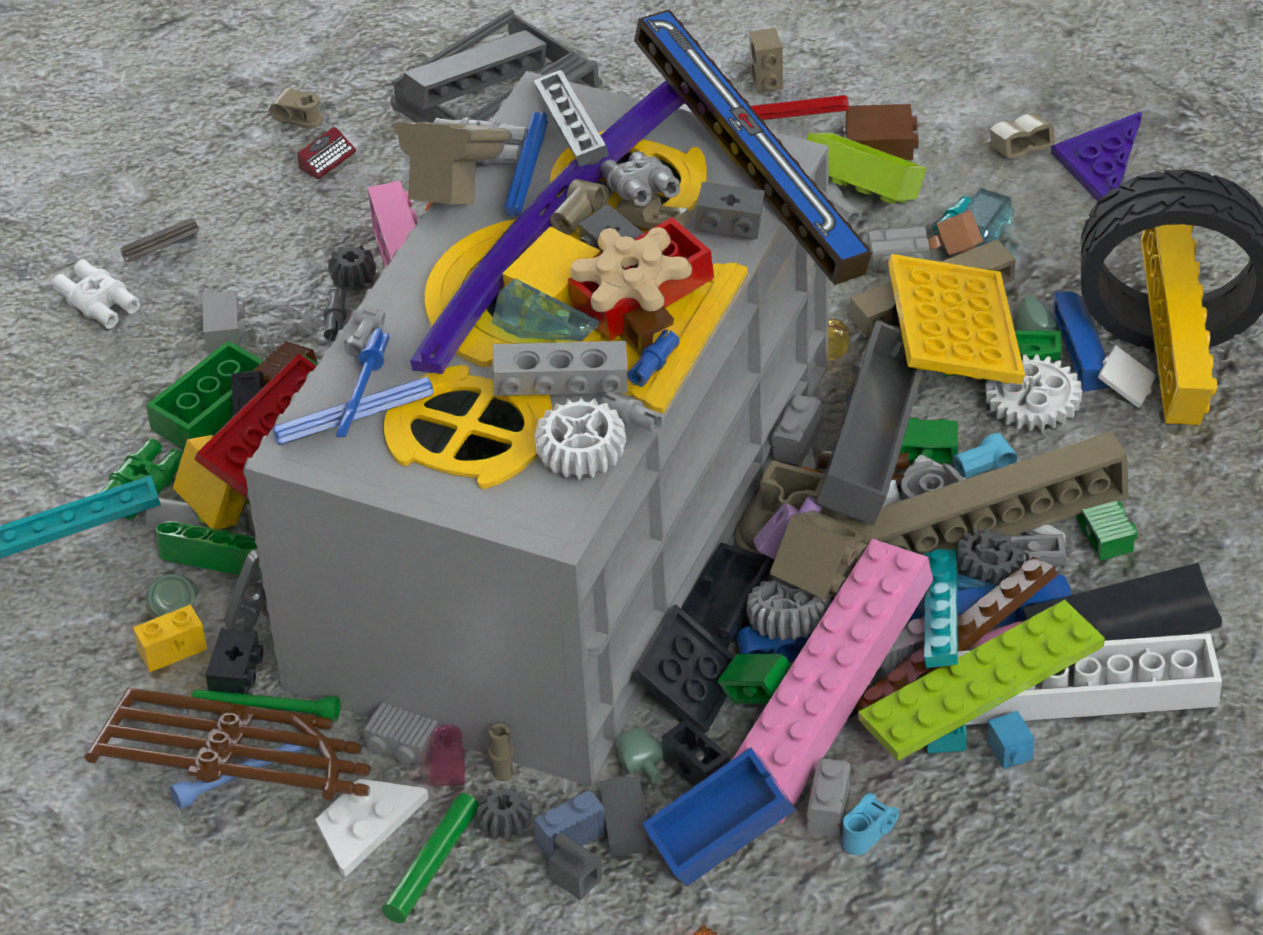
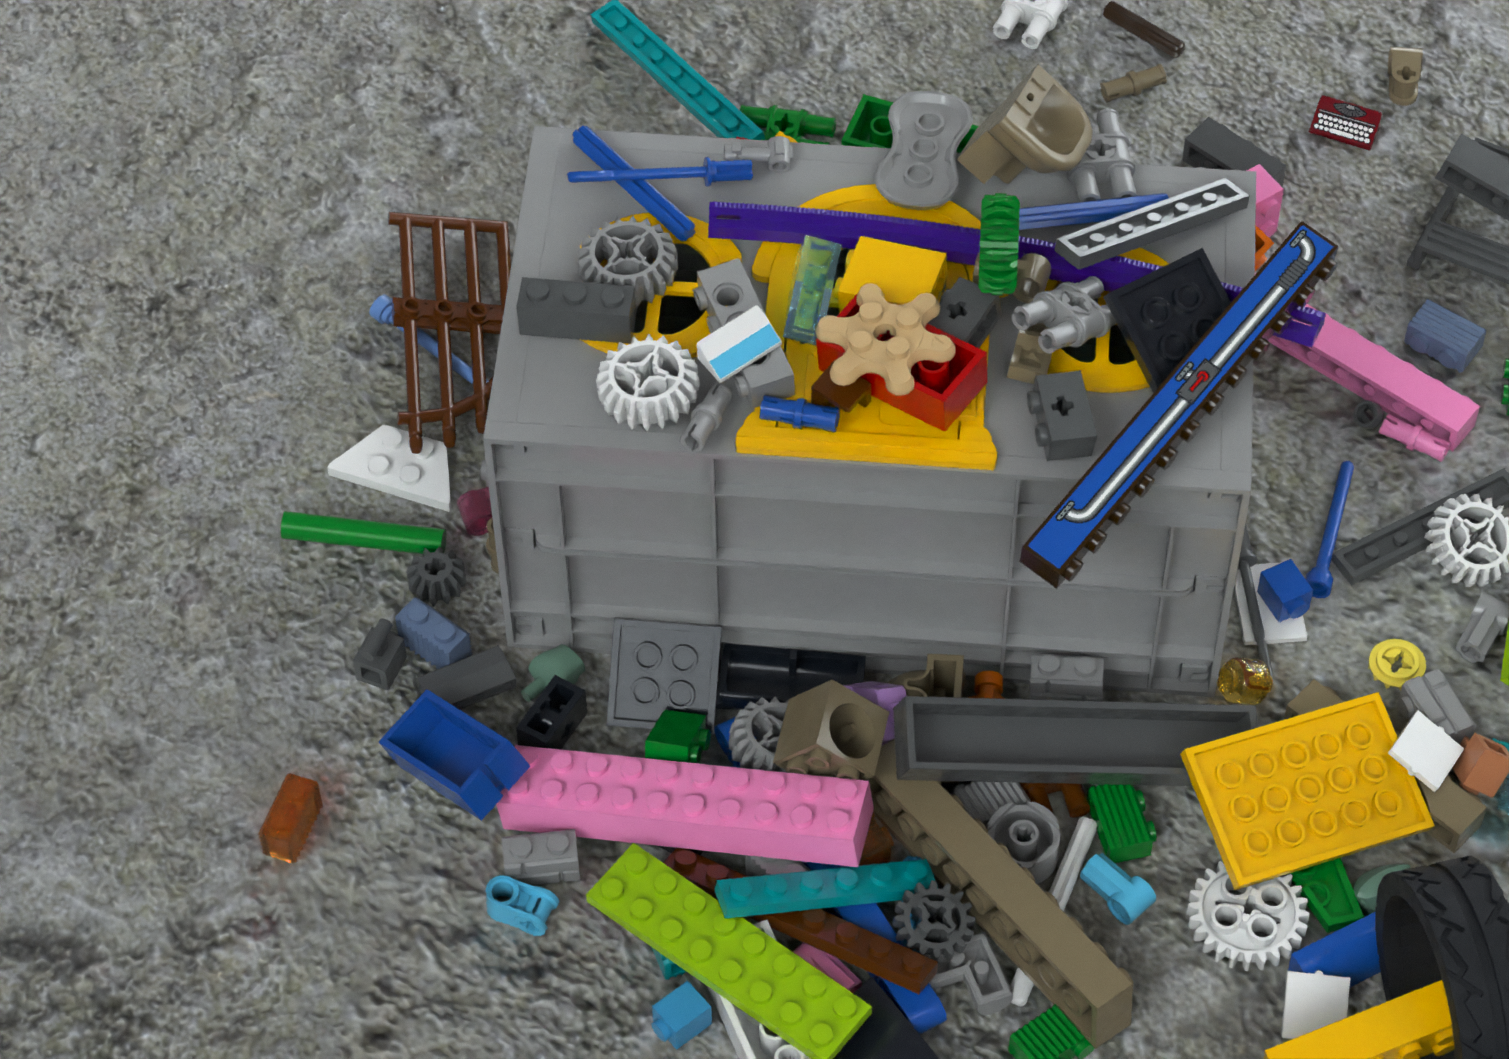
camera: 70 degrees right, 10 degrees up
(214, 258) = (1133, 83): none -> dark tan pin
(330, 221) = (1219, 148): none -> dark grey brick
(401, 226) = (922, 163): none -> light grey plate
(446, 424) = (626, 249): none -> light grey gear
(484, 464) = (576, 310): none -> dark grey brick
(578, 177) = (999, 244): none -> green gear
(587, 361) = (737, 344): none -> slope
(670, 127) = (1168, 313): none -> black plate
(943, 251) = (1426, 751): none -> white piece

